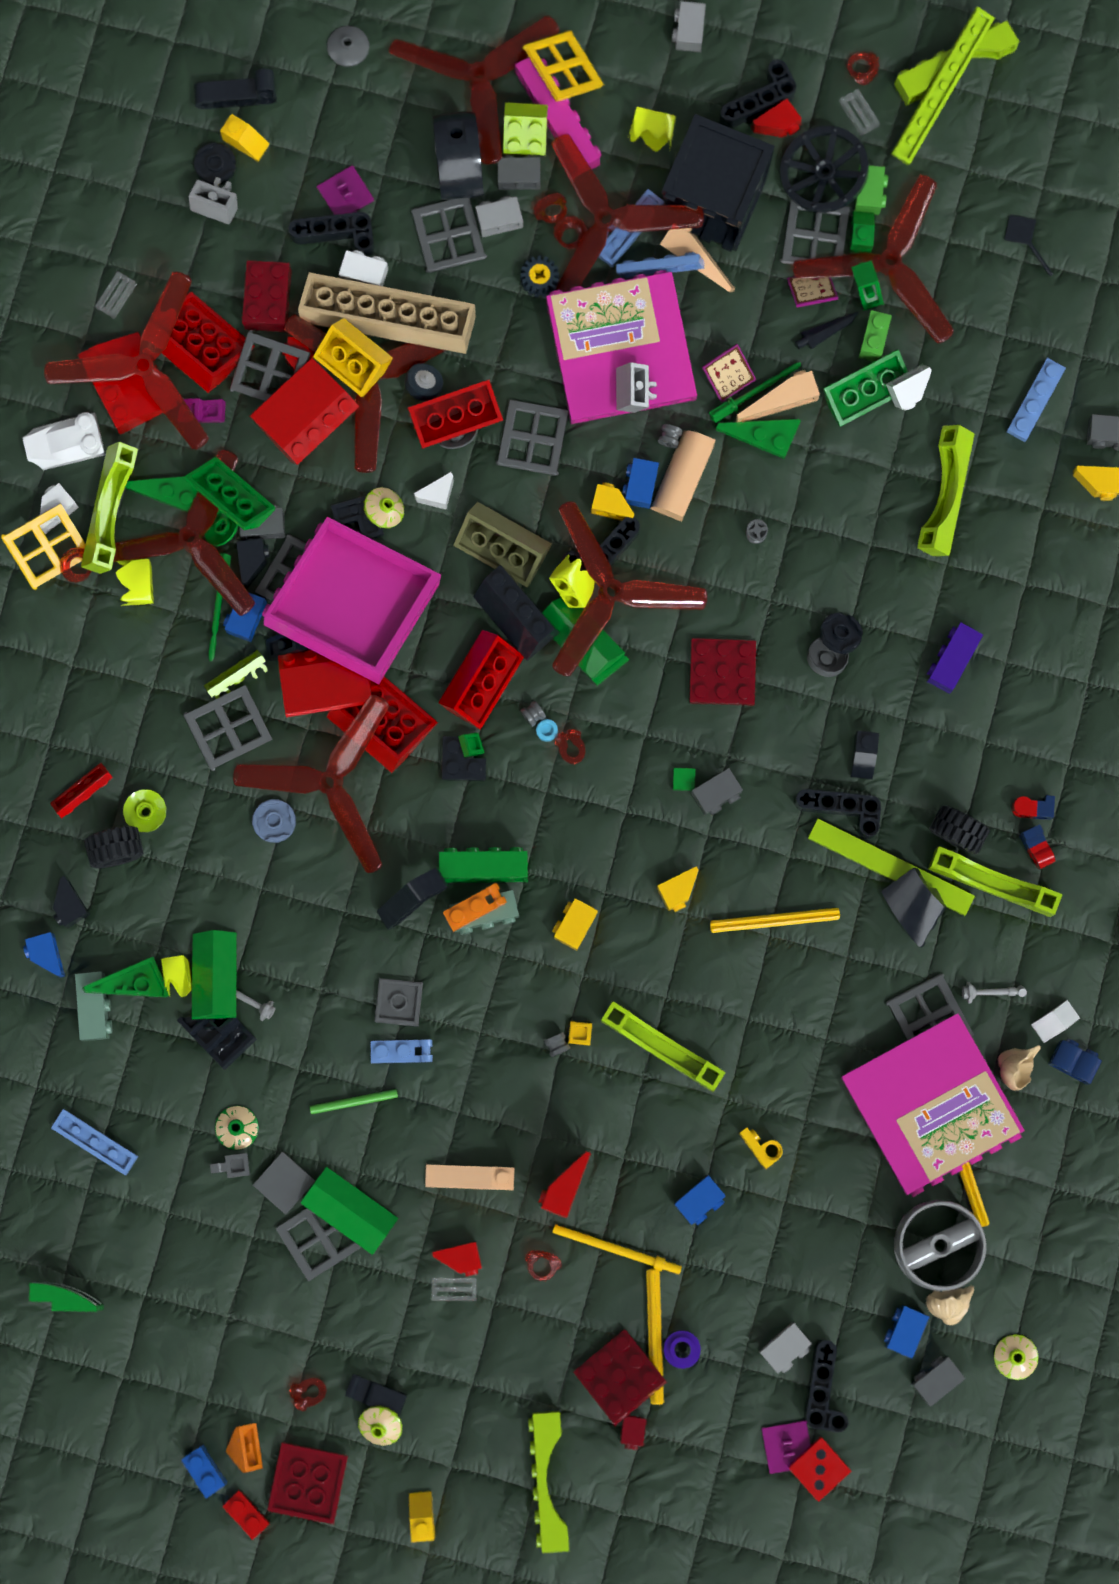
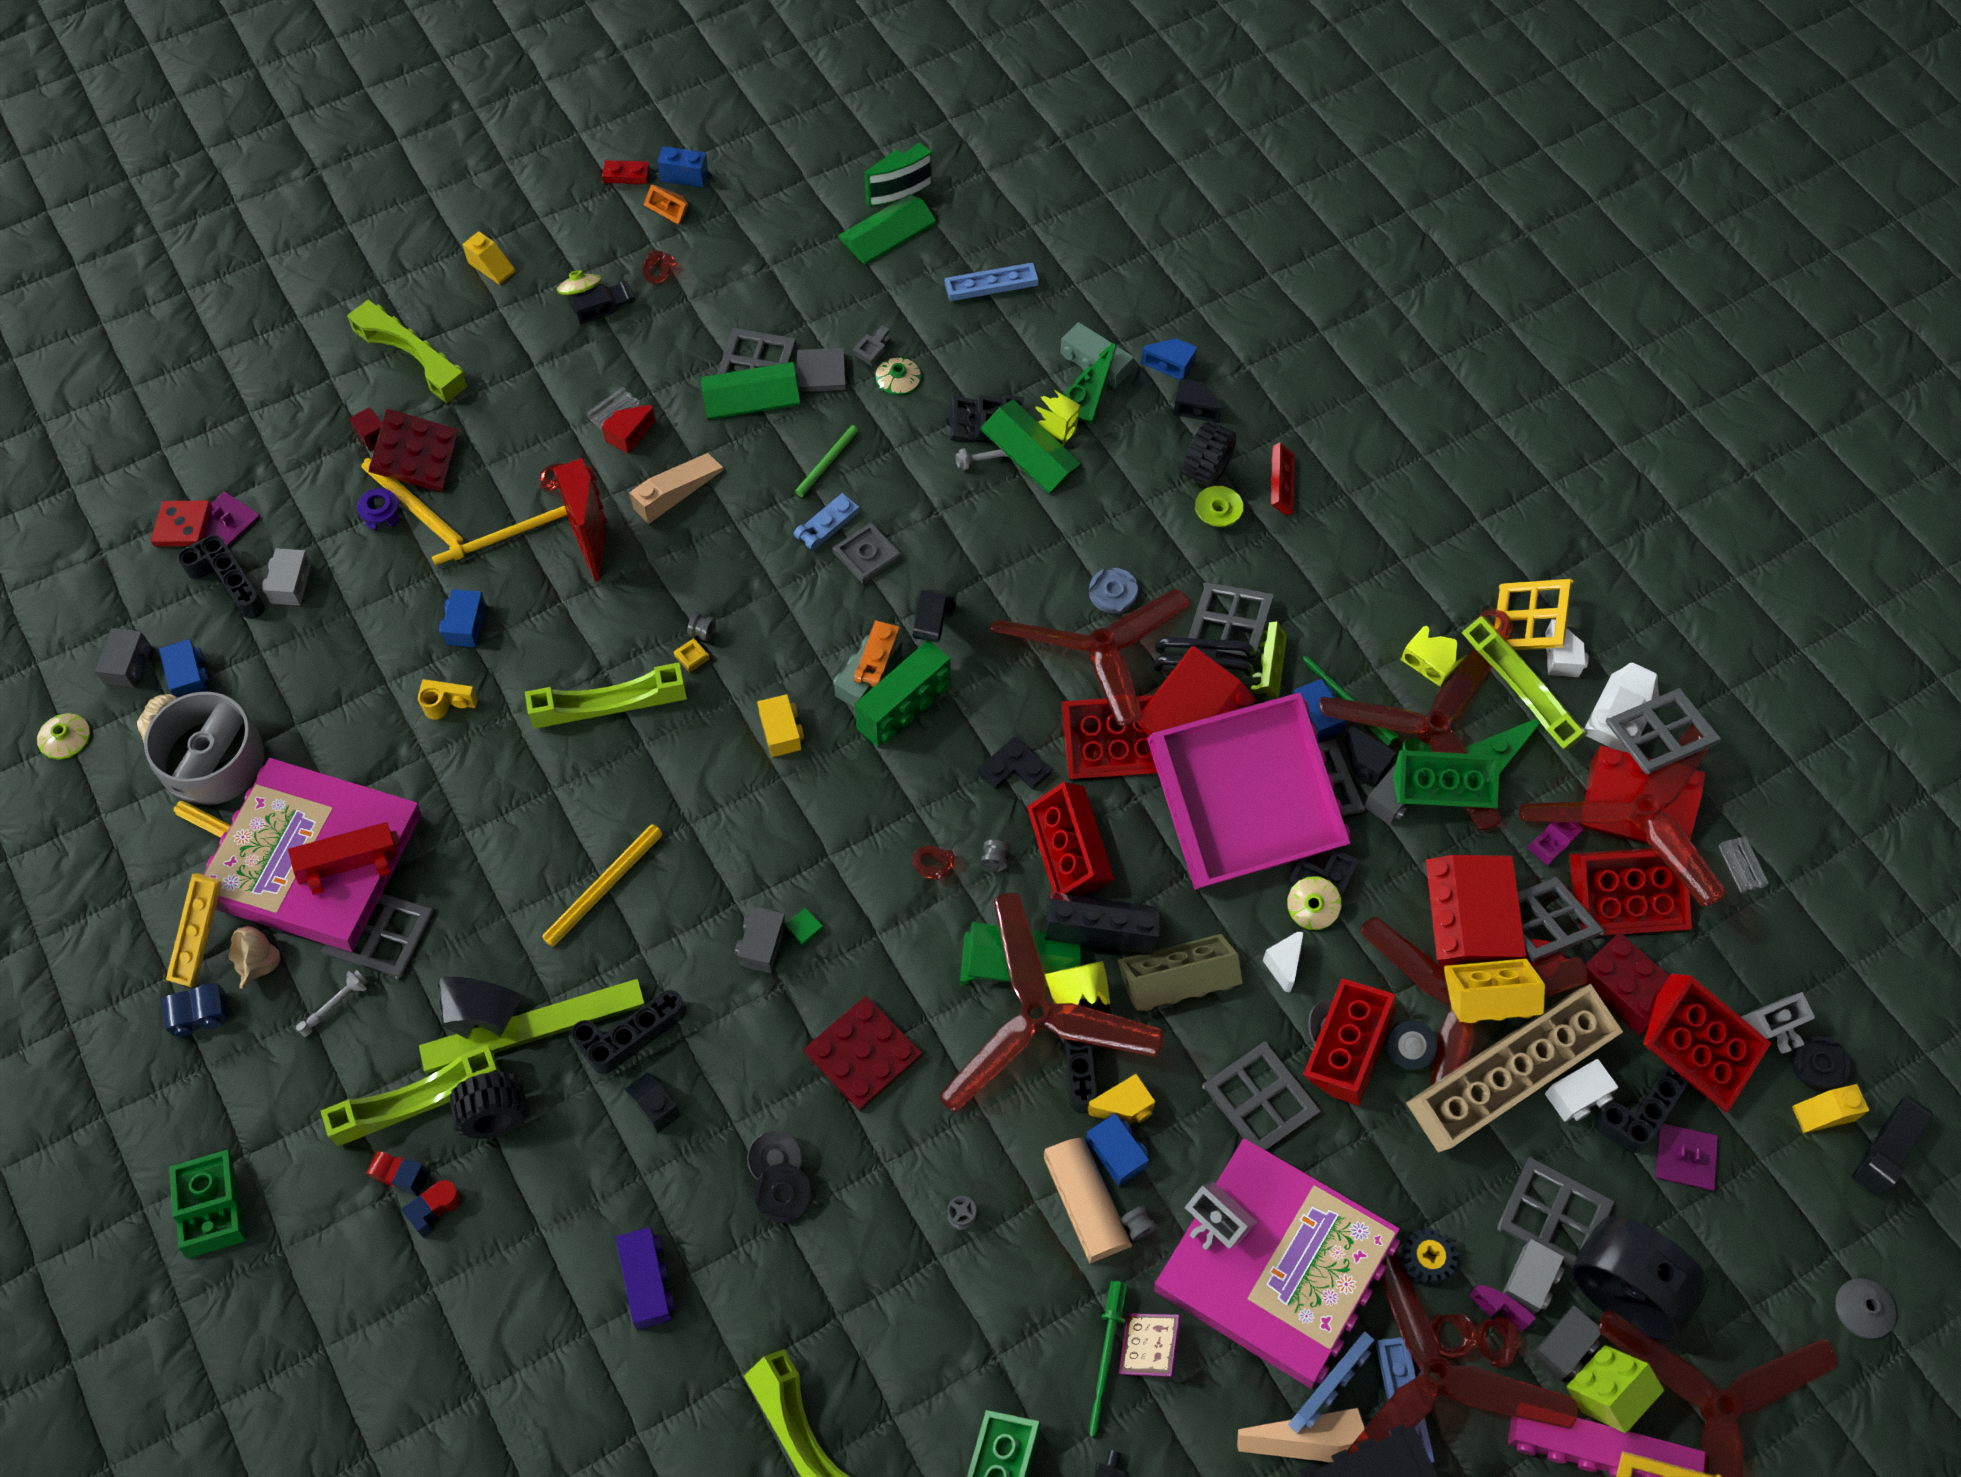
camera: 135 degrees right, 20 degrees down
(74, 396) = (1677, 752): none -> dark grey window
(113, 1268) = (888, 228): none -> green slope
(274, 226) = (1704, 1040): none -> red slope
(275, 714) = (1209, 648): none -> black piece
(307, 1483) = (598, 217): dark red plate -> none
(471, 744) = (1019, 783): green tile -> none
(532, 222) = (1494, 1300): none -> magenta slope
(547, 730) = (968, 857): medium azure tile -> none
(678, 890) = (717, 828): yellow slope -> none
(769, 436) = (1045, 1325): green wing -> none
(792, 393) = (1067, 1391): light nougat slope -> none
(915, 1071) = (344, 853): none -> red brick
(1040, 1110) = (194, 930): none -> yellow tile
(1055, 1021) = (243, 1033): white slope -> none

